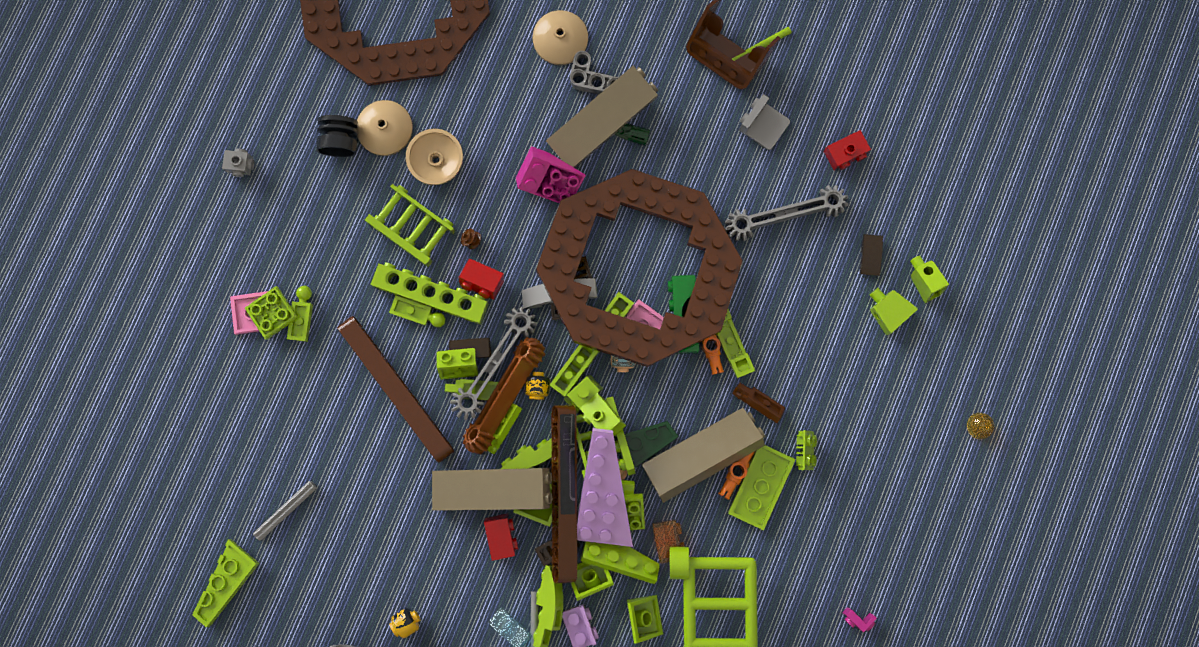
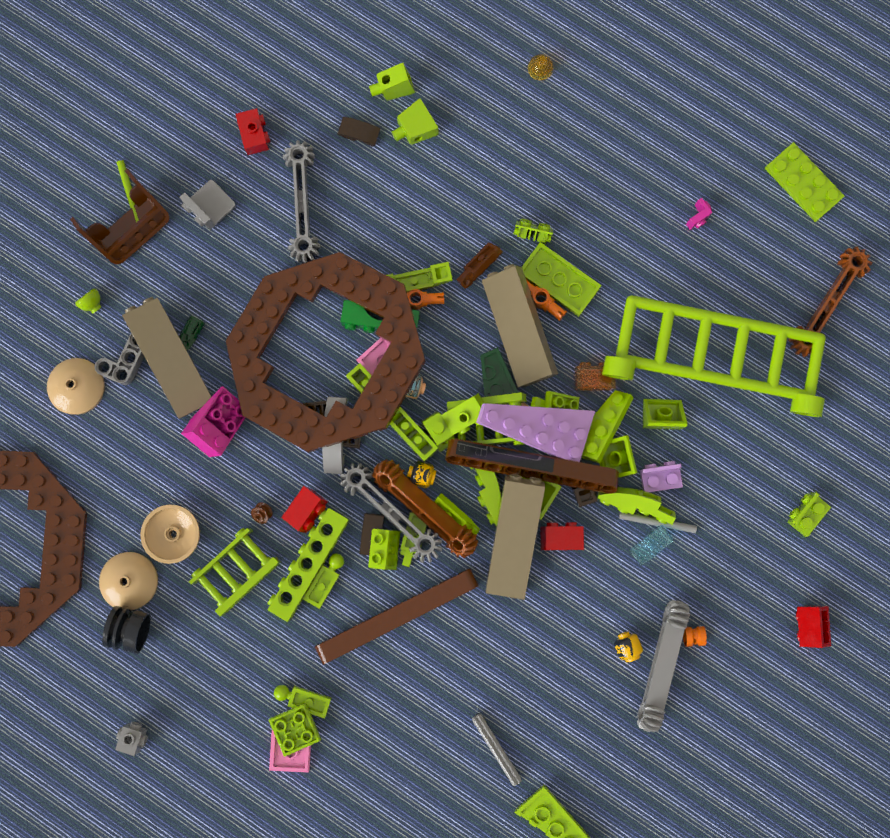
camera: 75 degrees left, 0 degrees up
(644, 32) = (89, 301): none -> lime brick

